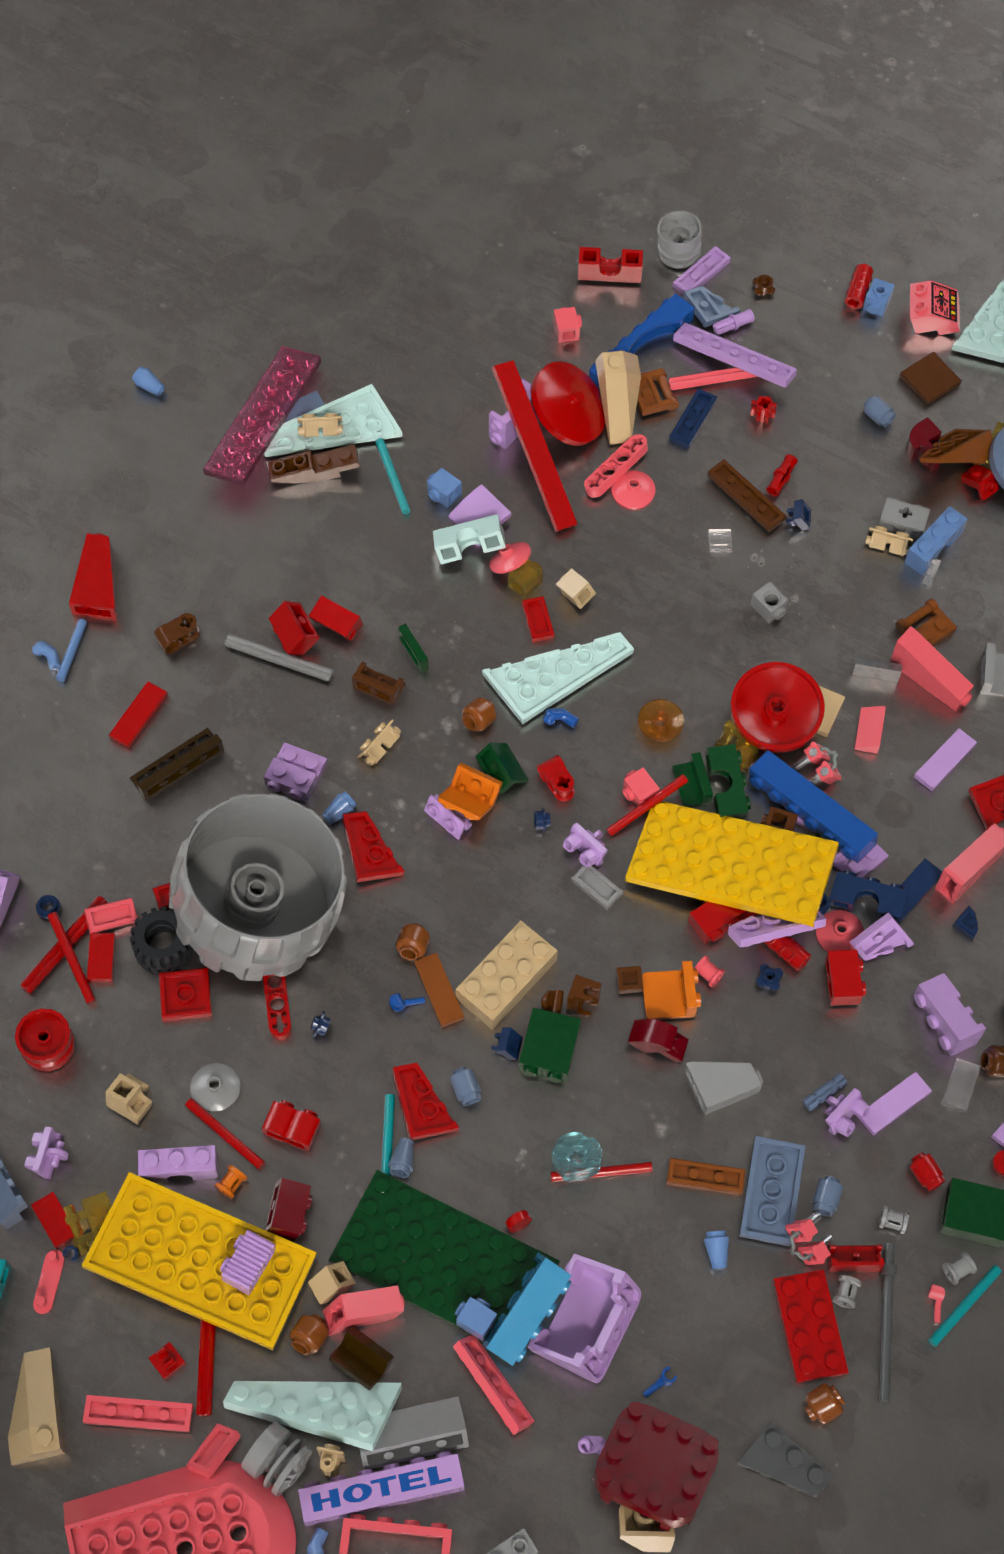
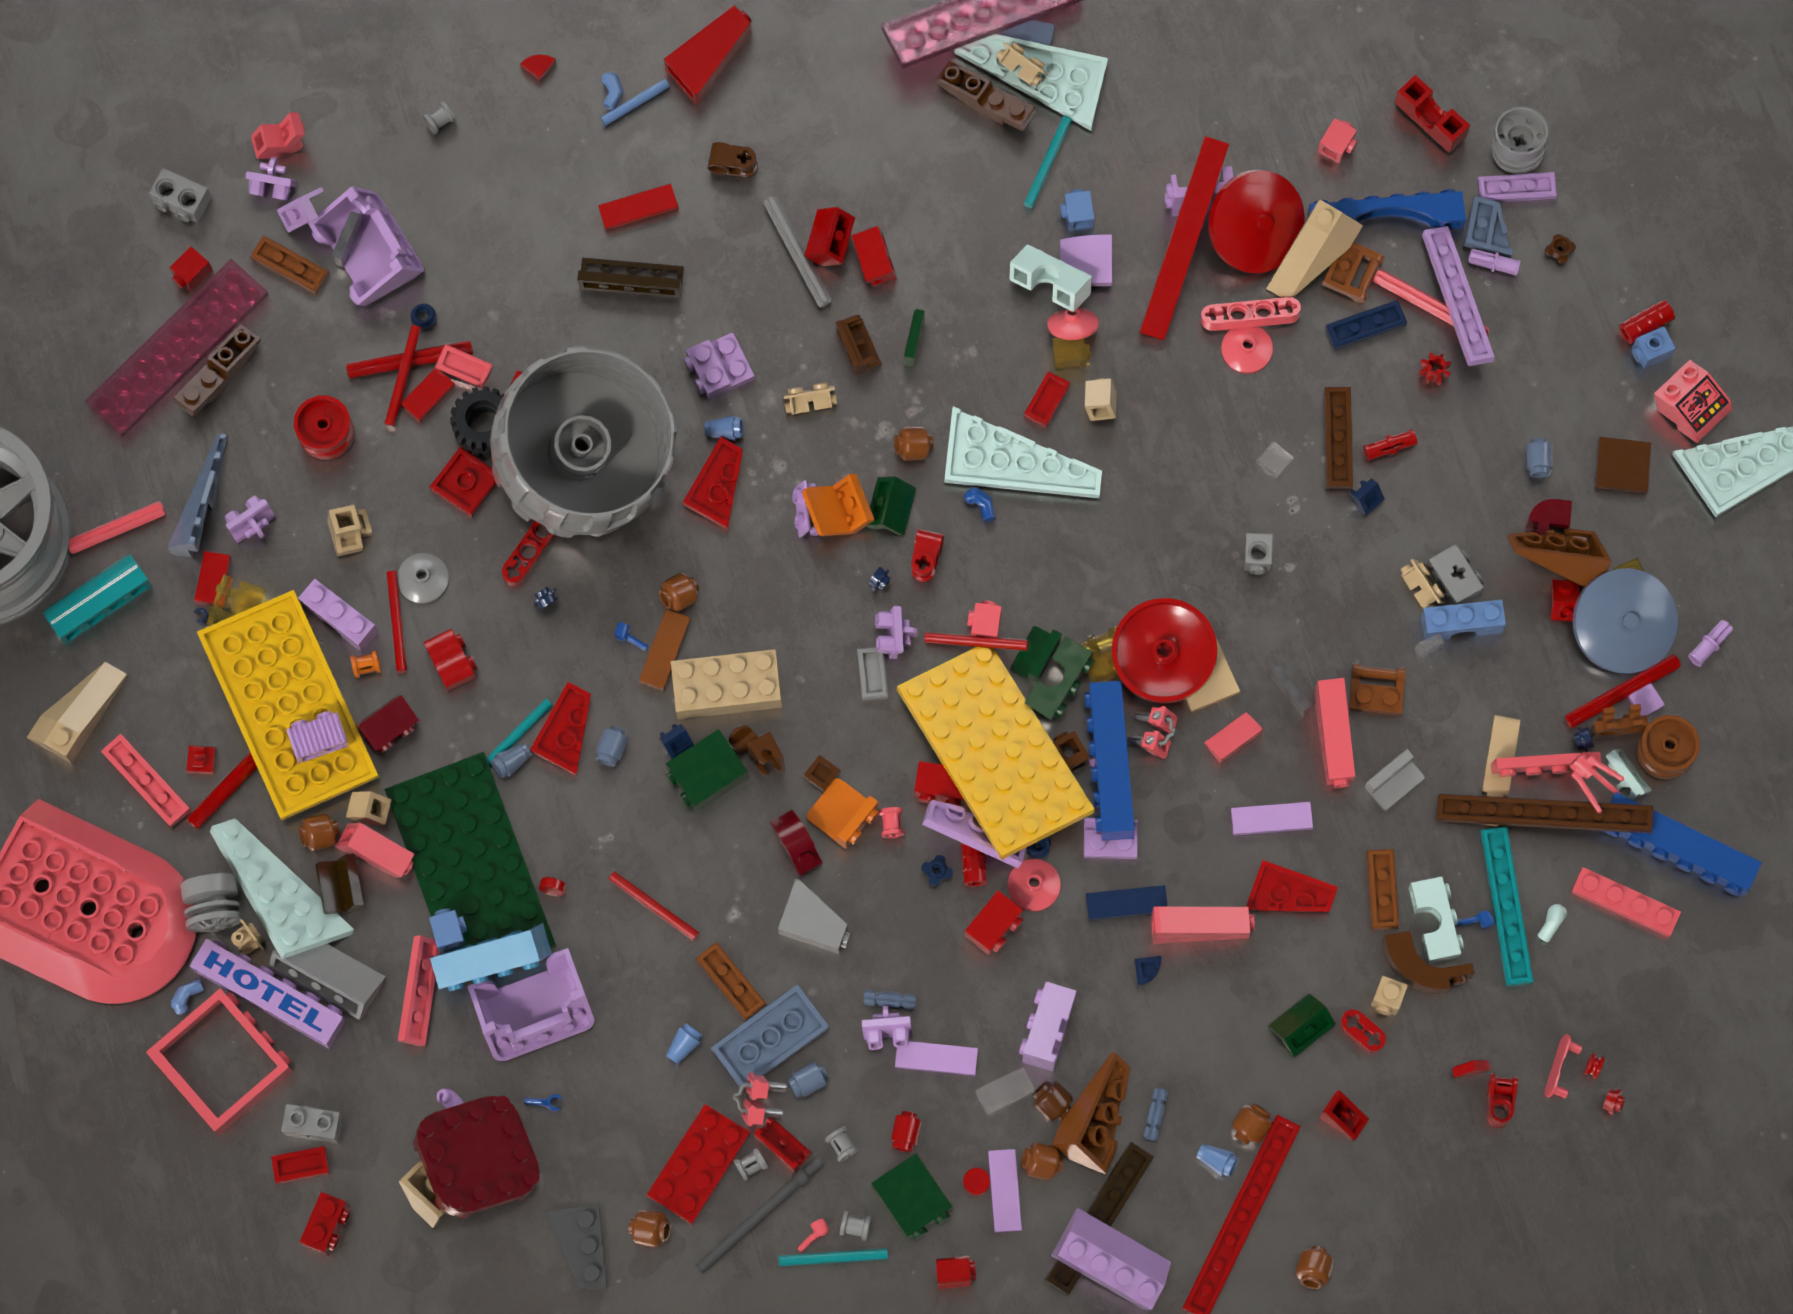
camera: 45 degrees right, 10 degrees up
(48, 1281) = (168, 623): coral piece -> none
(213, 1450) = (173, 856): coral tile -> none
(572, 1169) = (639, 890): clear light blue plate -> none
(660, 711) = (1063, 566): clear orange dish -> none
(849, 888) = (1069, 855): dark blue arch -> none
(880, 938) = (1056, 918): lavender wing -> none

